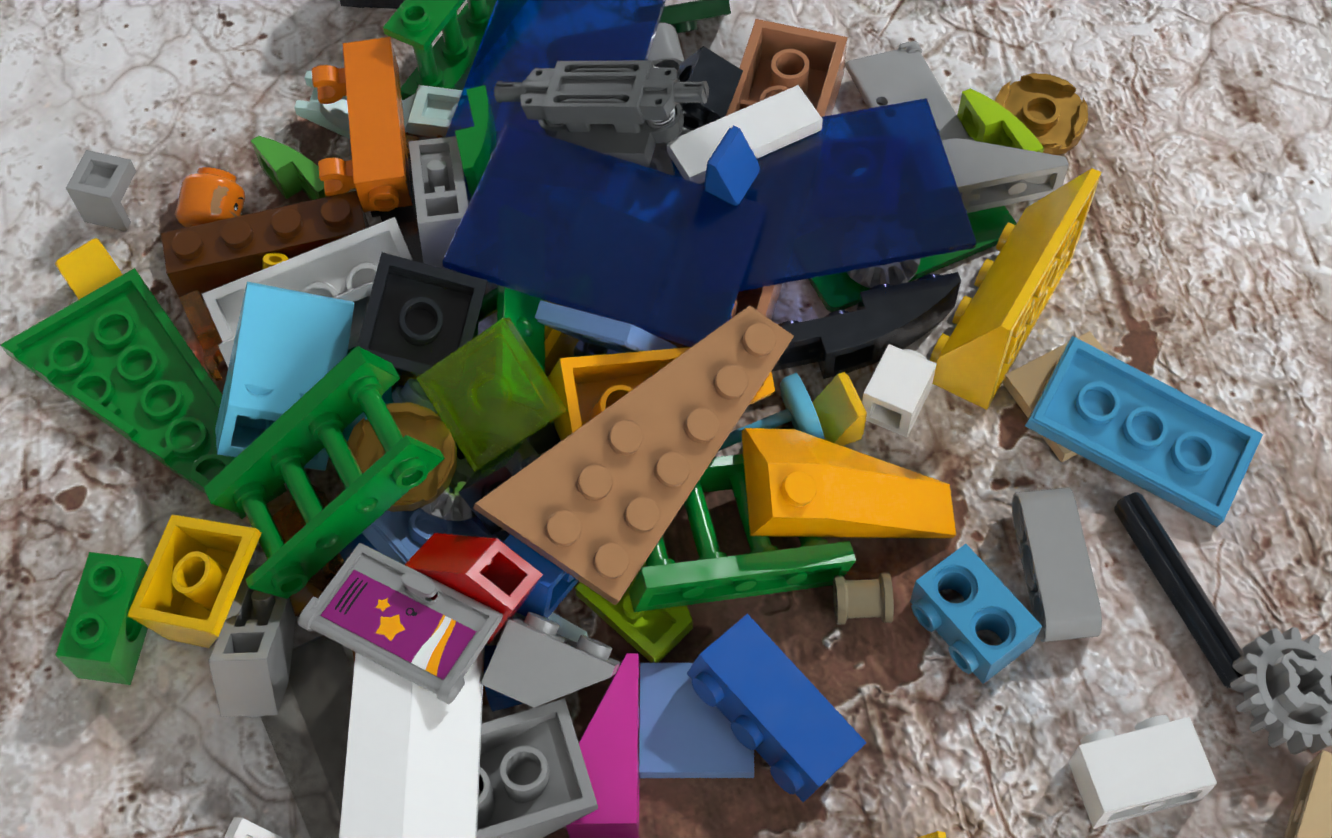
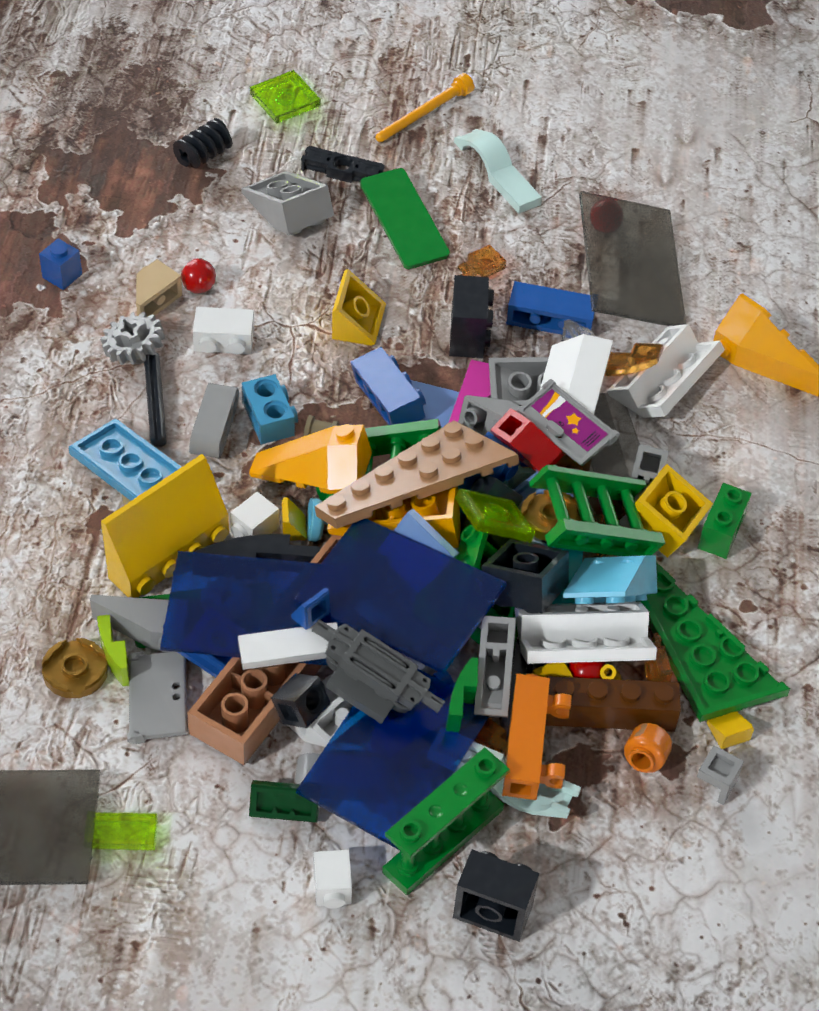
camera: 170 degrees left, 10 degrees down
(288, 168) = (589, 758): bright green slope -> none

